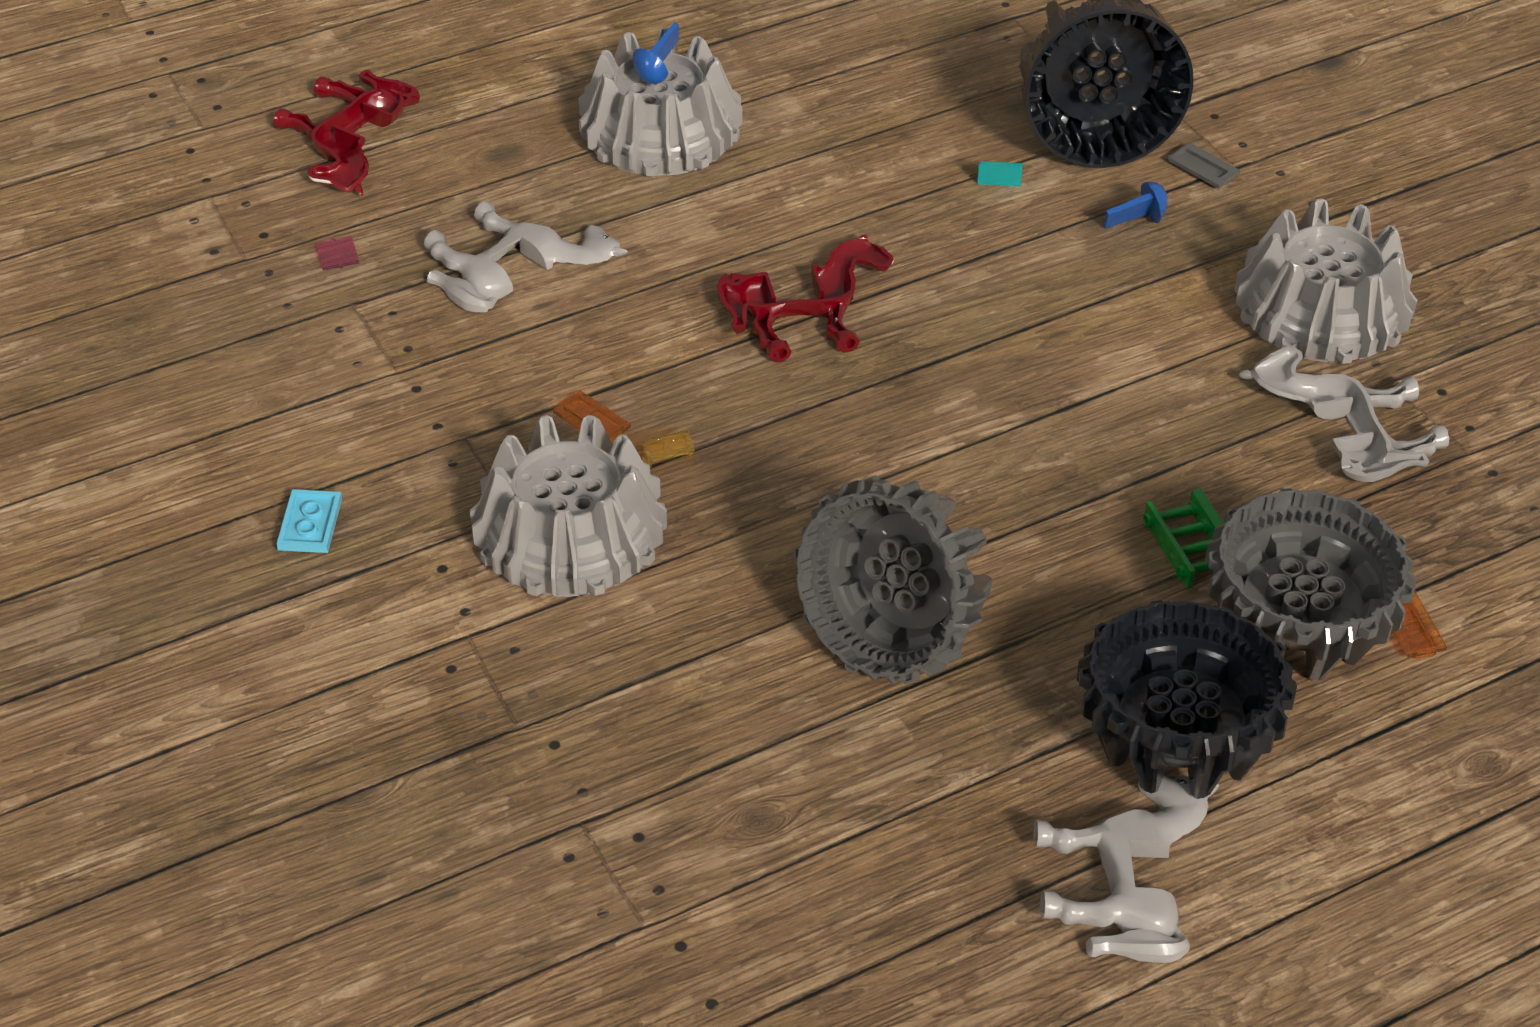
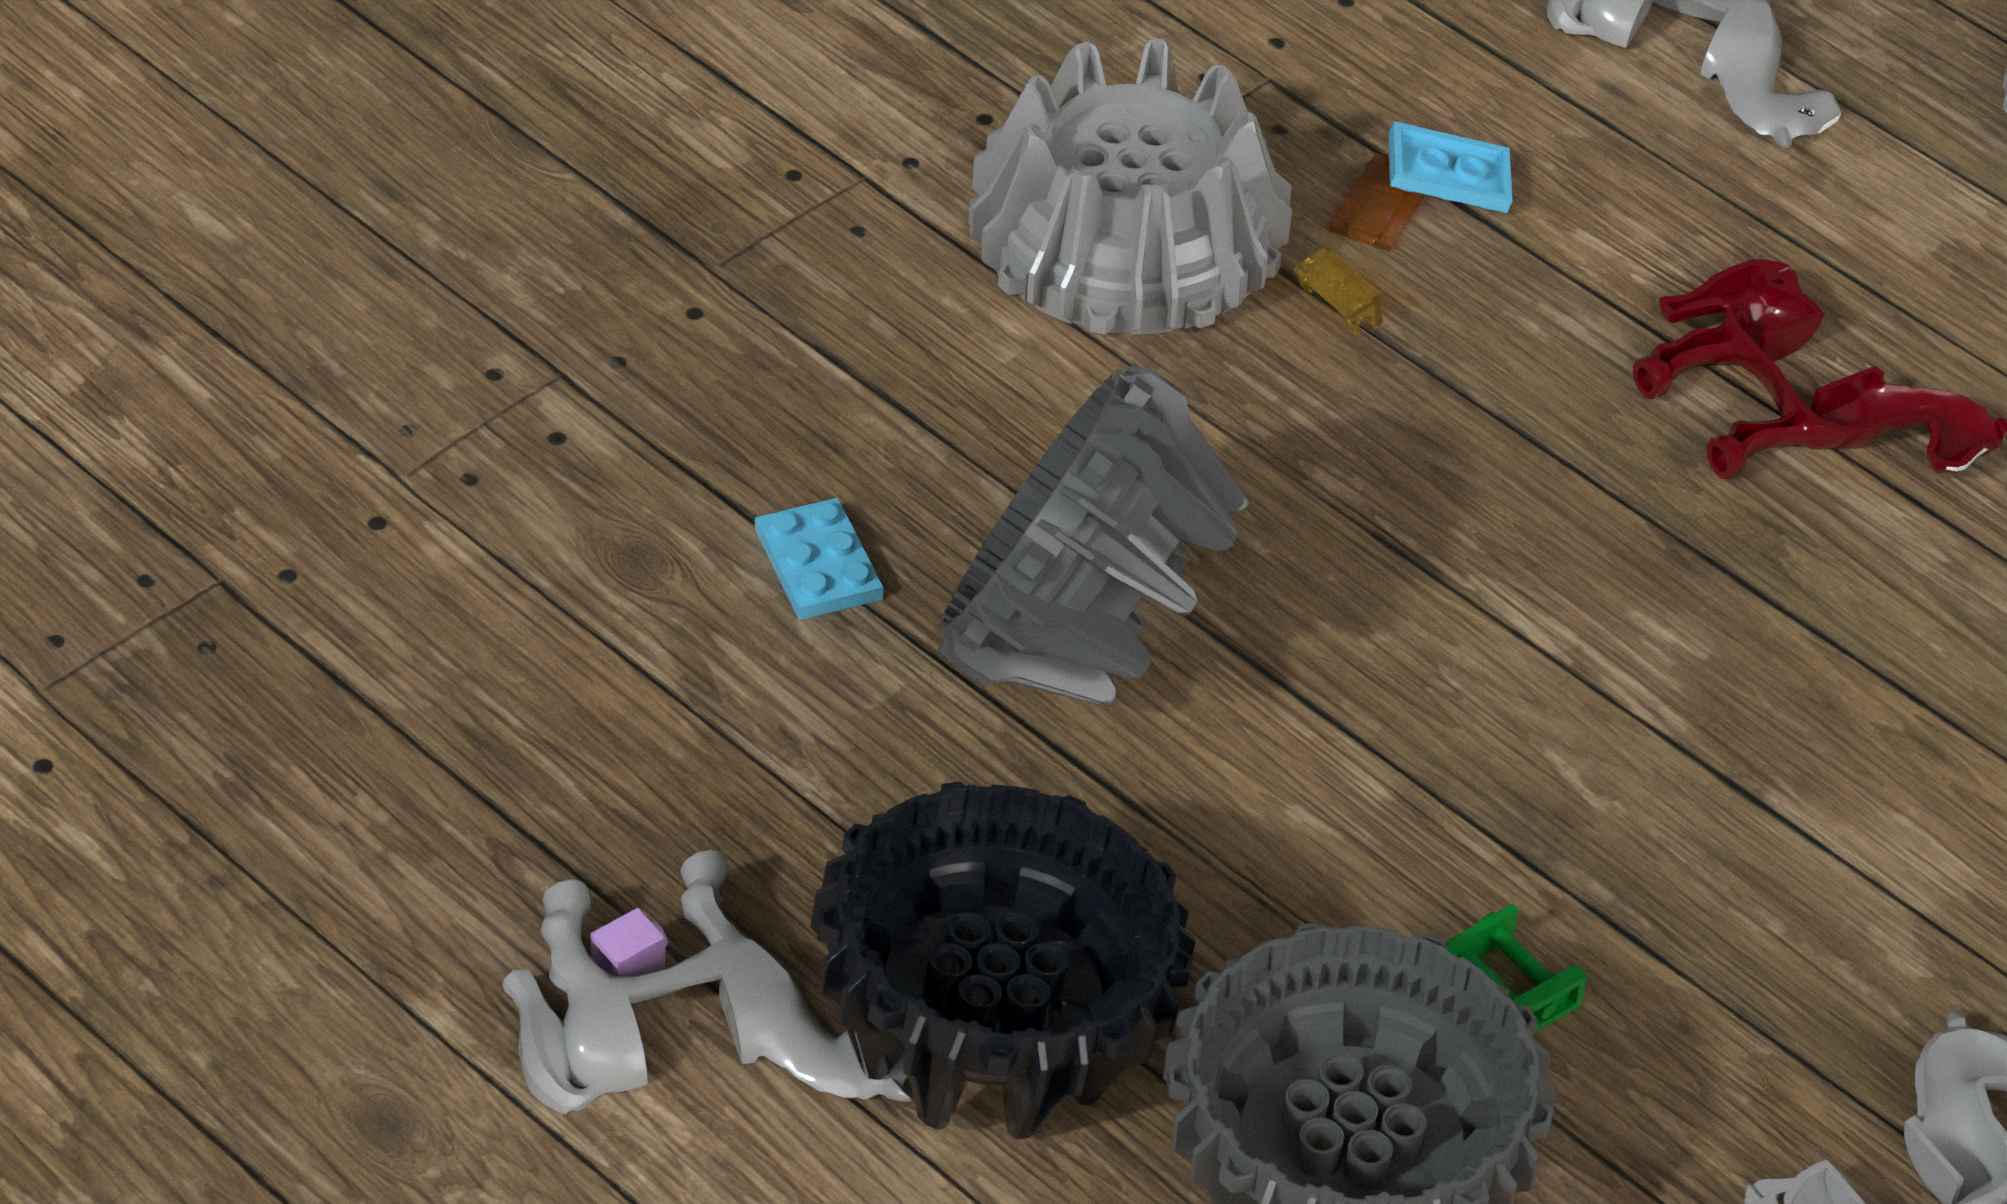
camera: 70 degrees right, 0 degrees up
(588, 379) = (1450, 167): none -> medium azure plate
(790, 731) = (818, 558): none -> medium azure plate
(1084, 883) = (629, 945): none -> lavender brick

